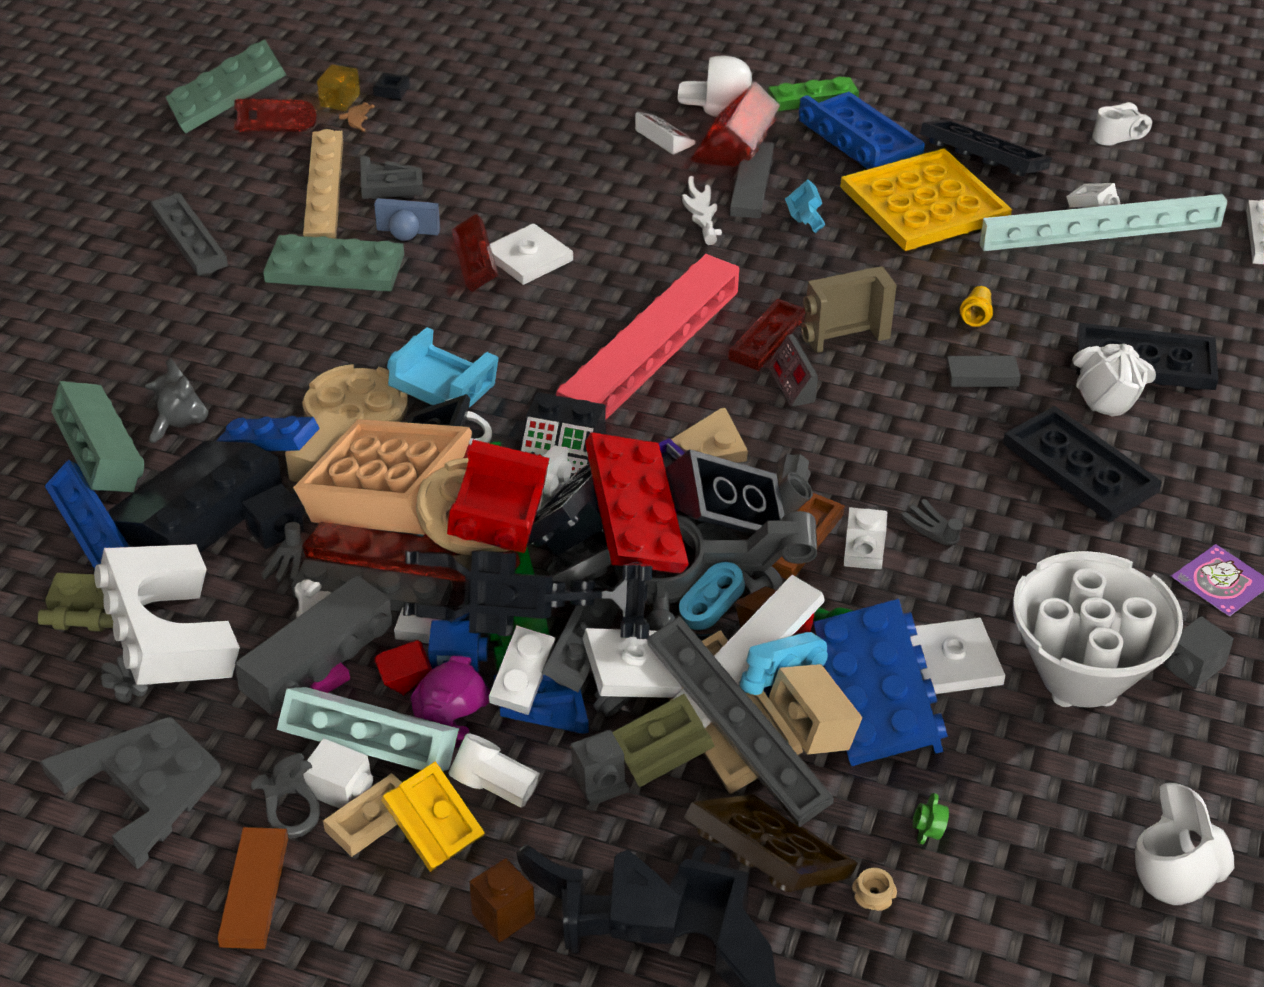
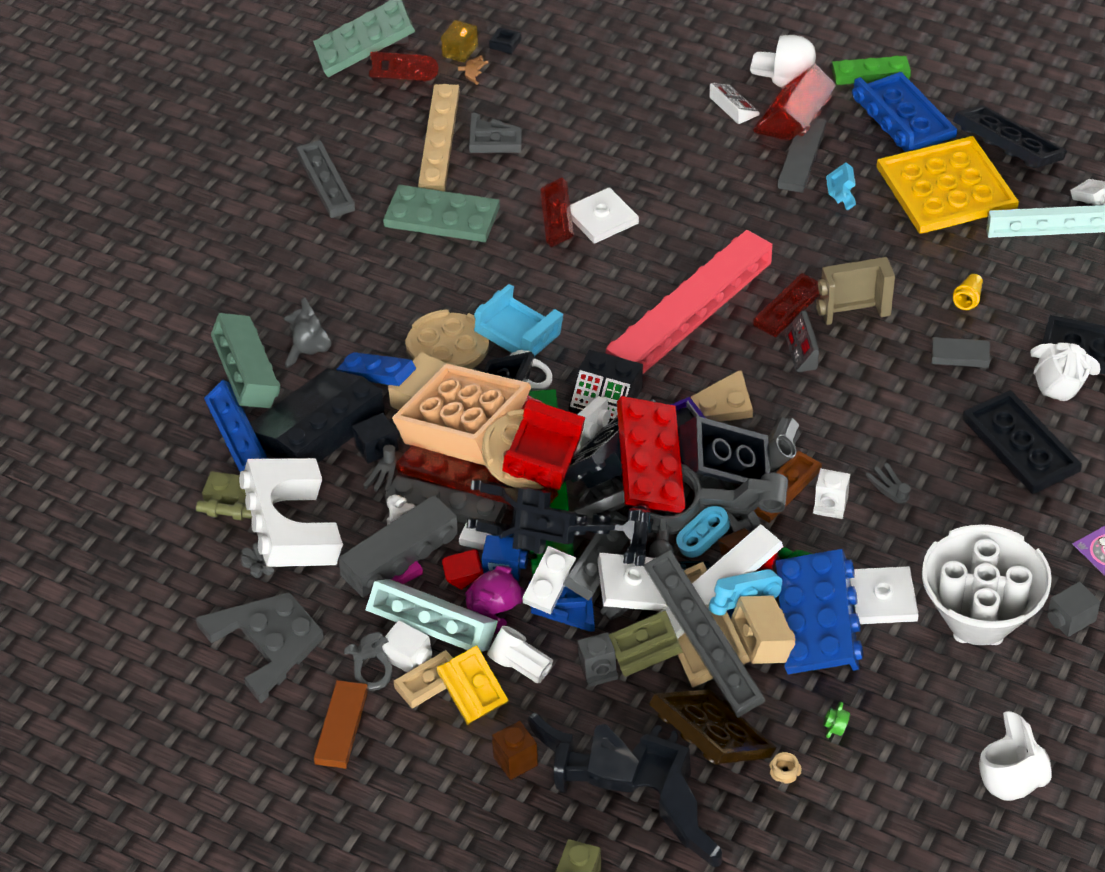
camera: 10 degrees right, 5 degrees up
(407, 218) = (504, 176): sand blue tile -> none
(702, 211) = (752, 180): white piece -> none

